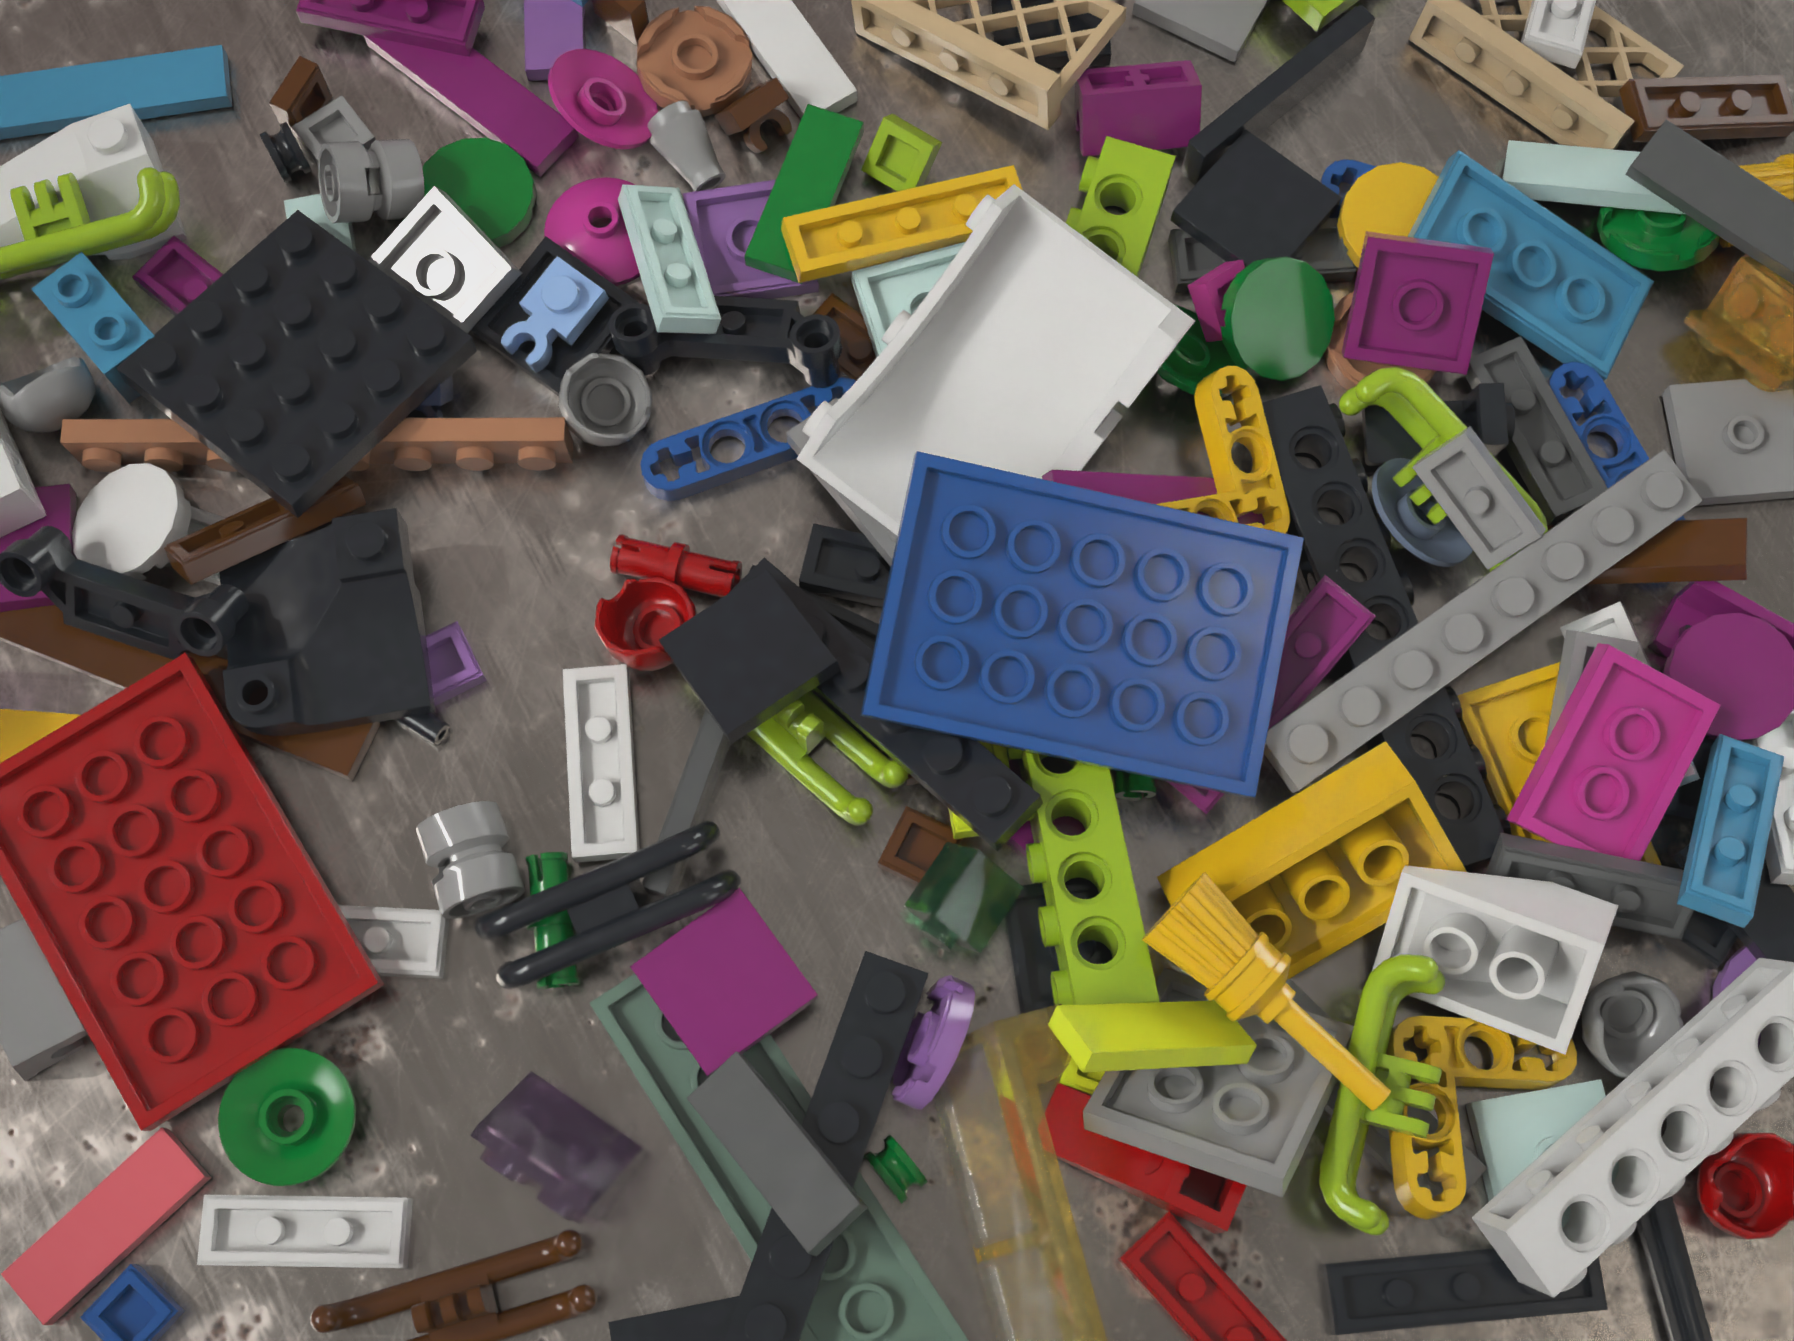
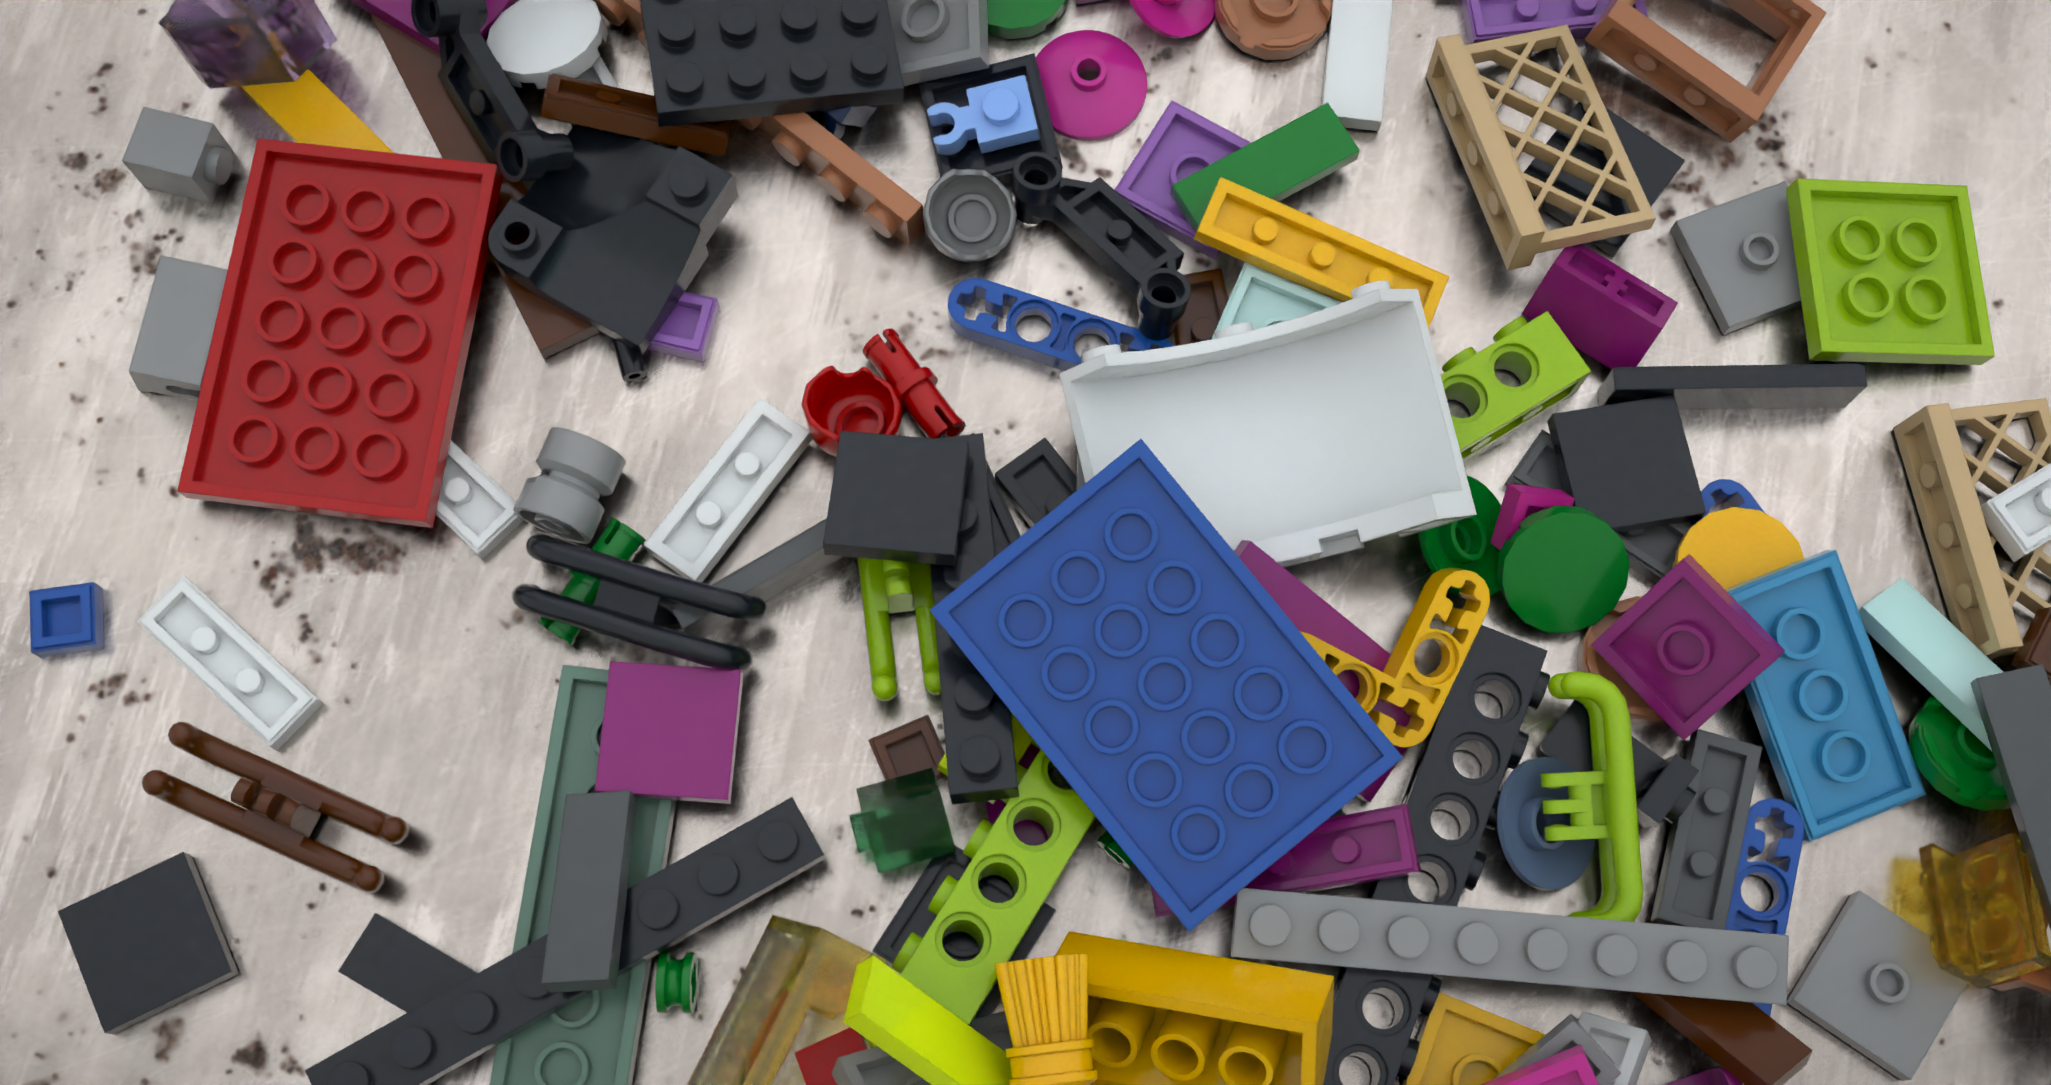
camera: 40 degrees right, 0 degrees up
(105, 1226) = (102, 541): coral tile -> none
(255, 1109) = (262, 549): green dish -> none
(560, 1146) = (444, 754): clear purple slope -> none
(668, 260) = (1111, 143): light aqua tile -> none
(685, 143) = (1206, 63): light grey cone -> none
(752, 110) = (1283, 75): reddish brown tile -> none
(901, 154) = (1370, 200): lime plate -> none
(933, 1042) = (780, 909): medium lavender tile -> none
(1479, 498) = (1592, 847): light grey plate -> none

